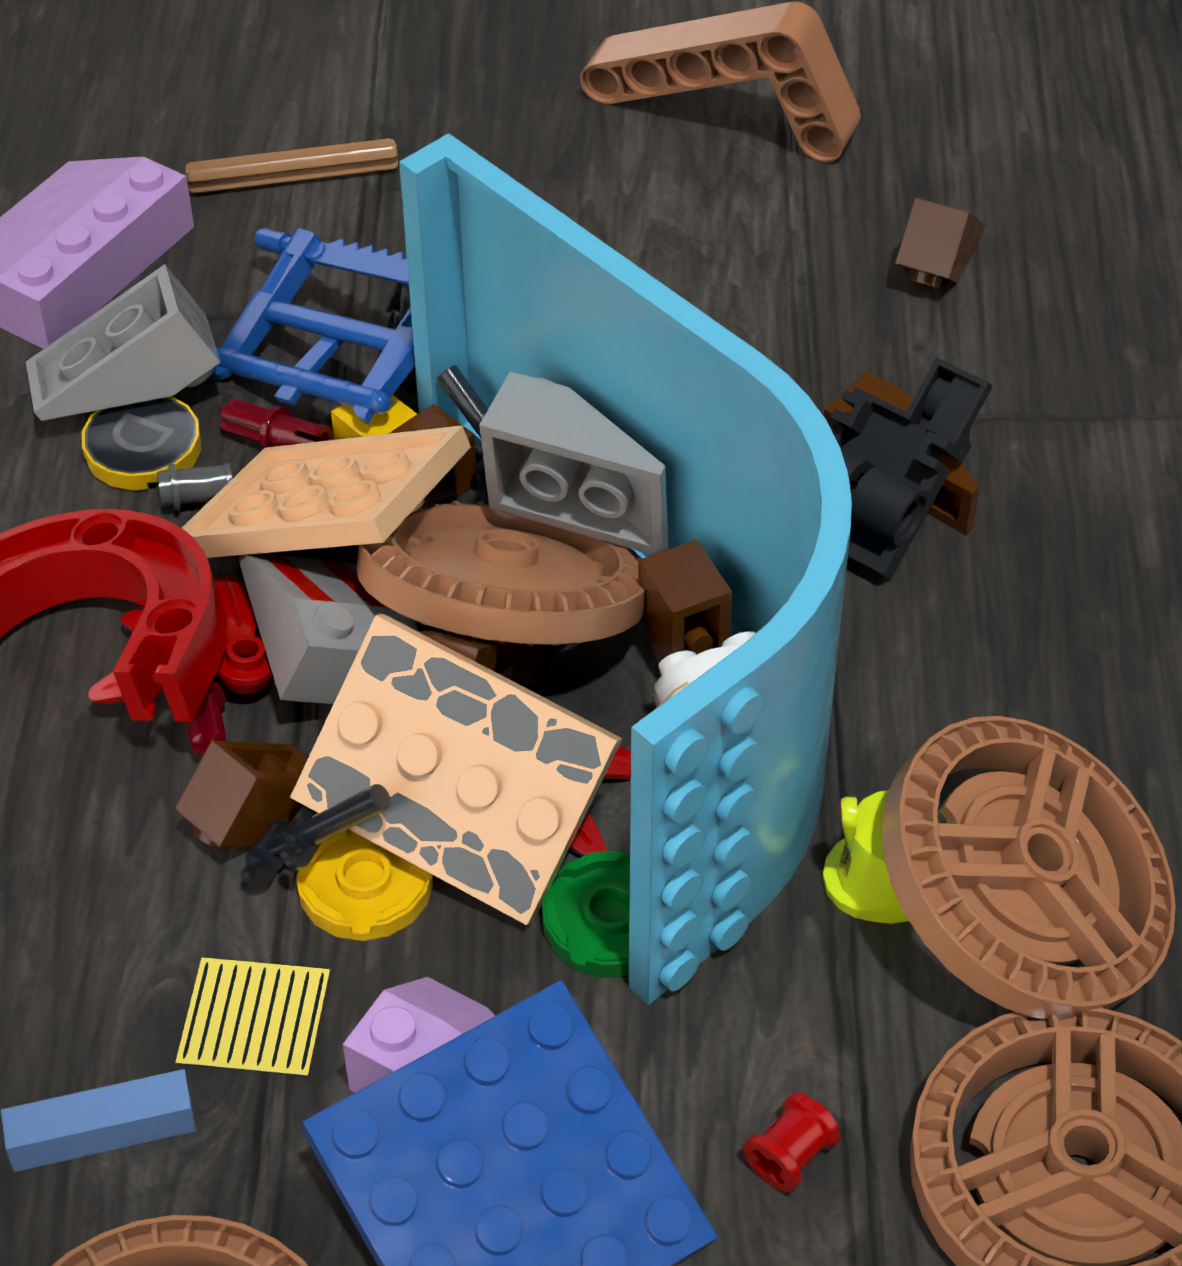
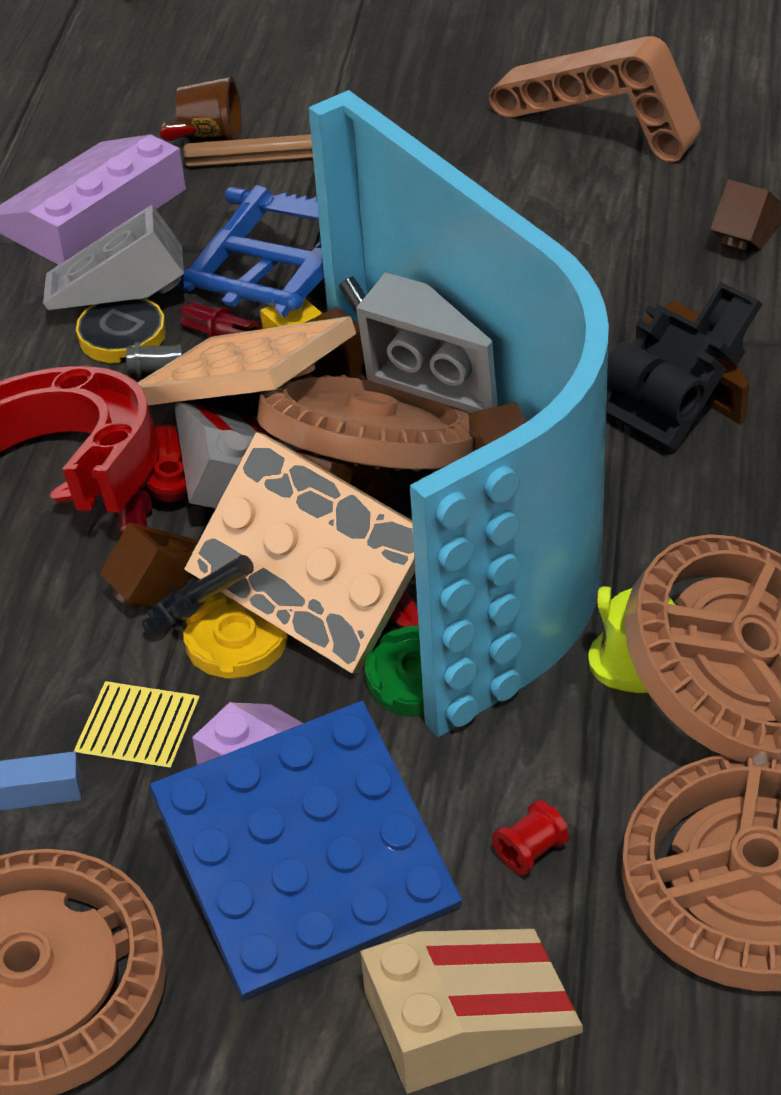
camera: 10 degrees right, 5 degrees down
(208, 115) = (206, 111): none -> reddish brown hat

